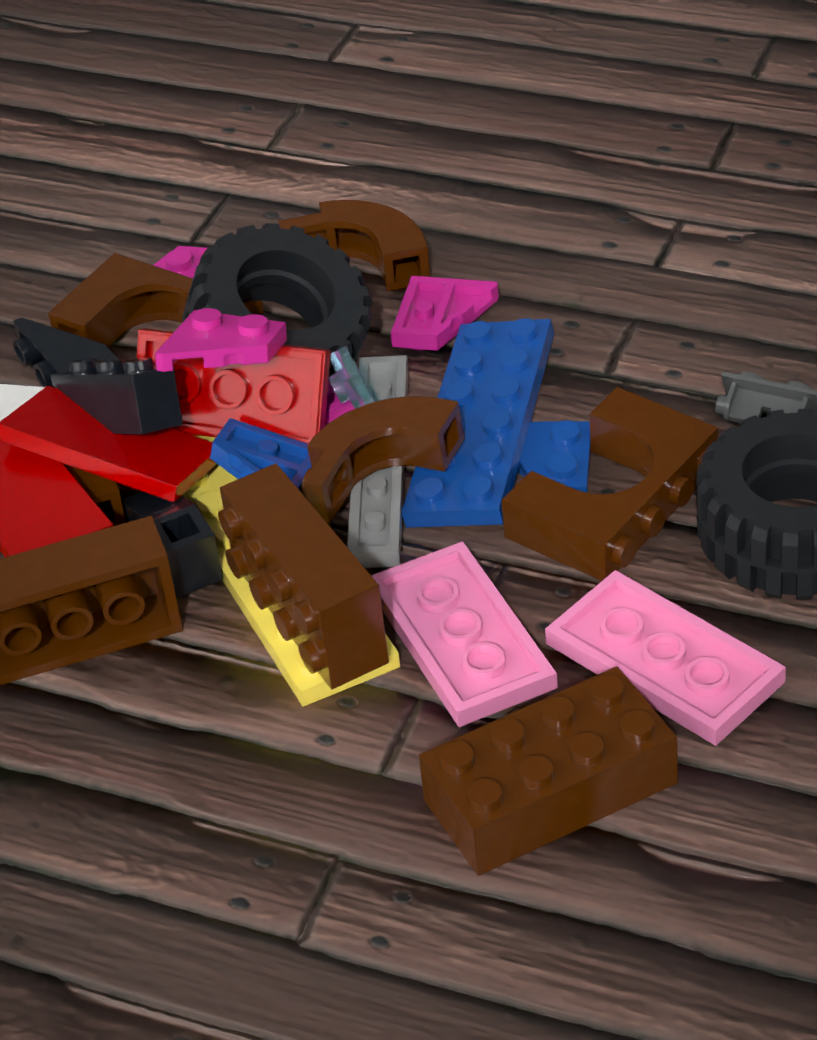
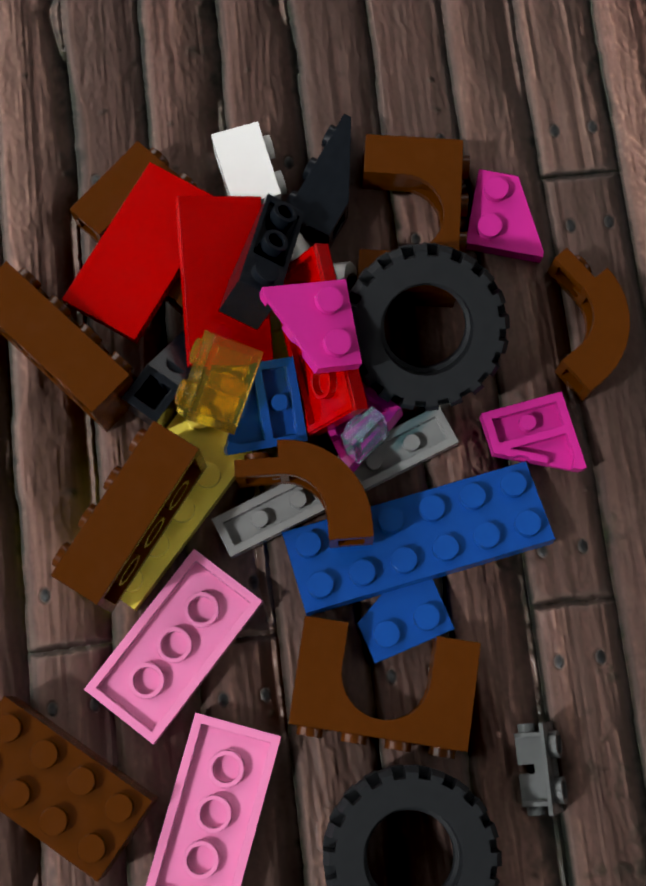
camera: 55 degrees right, 35 degrees up
(202, 456) = (218, 381): none -> clear yellow brick

